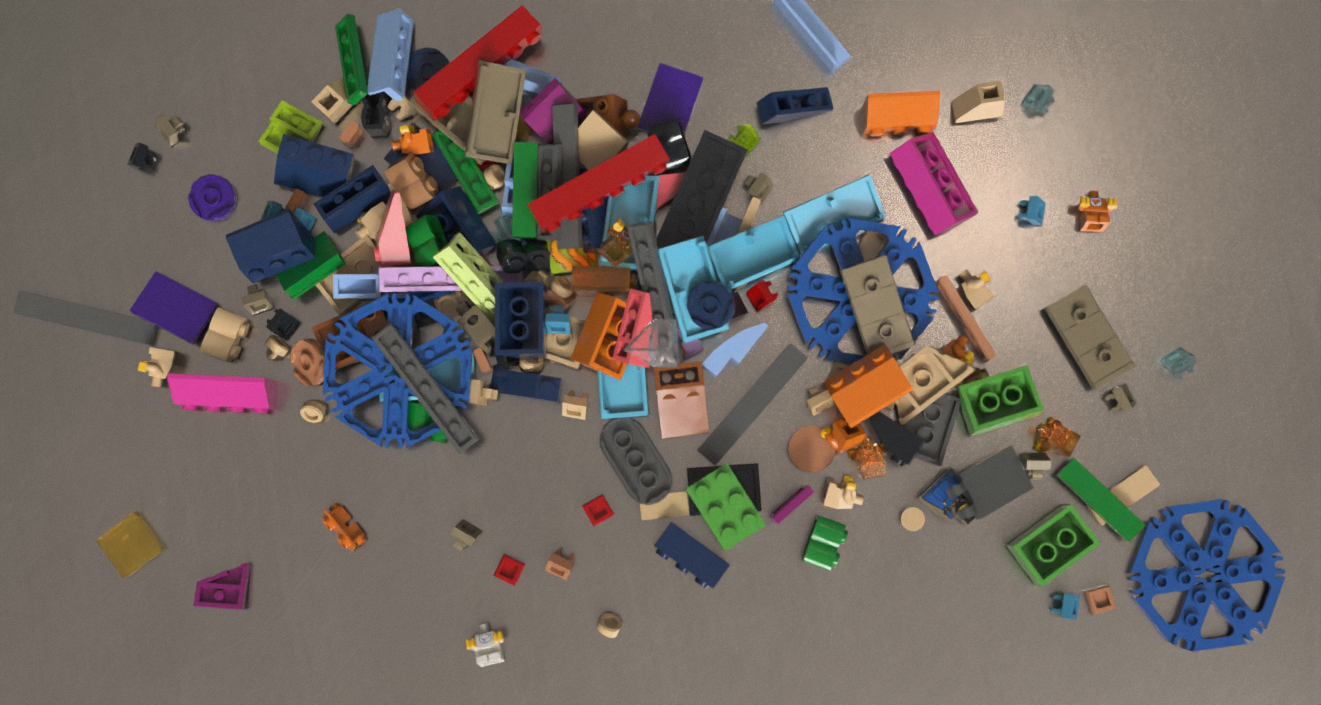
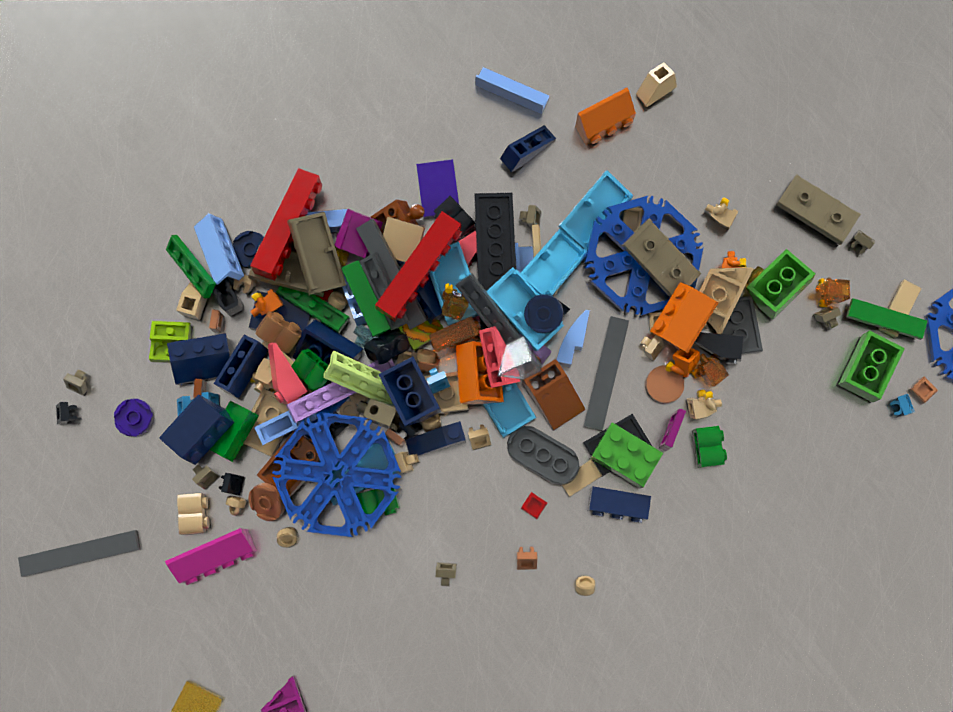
camera: 30 degrees left, 5 degrees down
(160, 365) = (154, 560): tan piece -> none
(174, 308) = (144, 512): dark purple tile -> none
(336, 521) = (358, 618): orange hinge -> none
(425, 388) = (364, 476): dark grey tile -> none
(487, 646) = (503, 646): white piece -> none
(509, 569) = (490, 582): red tile -> none
(746, 137) = (505, 185): clear neon green tile -> none
(761, 295) = (573, 292): red tile -> none
(912, 519) = (762, 399): tan tile -> none
(933, 182) = (653, 155): dark pink slope -> none
(937, 500) = (780, 370): torso -> none
(965, 318) = (726, 239): nougat tile -> none
(991, 484) = (805, 345): dark grey tile -> none
(1035, 210) = (733, 140): dark azure tile -> none
(1038, 97) = (695, 62): clear light blue tile -> none
(1095, 212) = (776, 122): orange piece -> none
(1179, 361) = (888, 197): clear light blue tile -> none

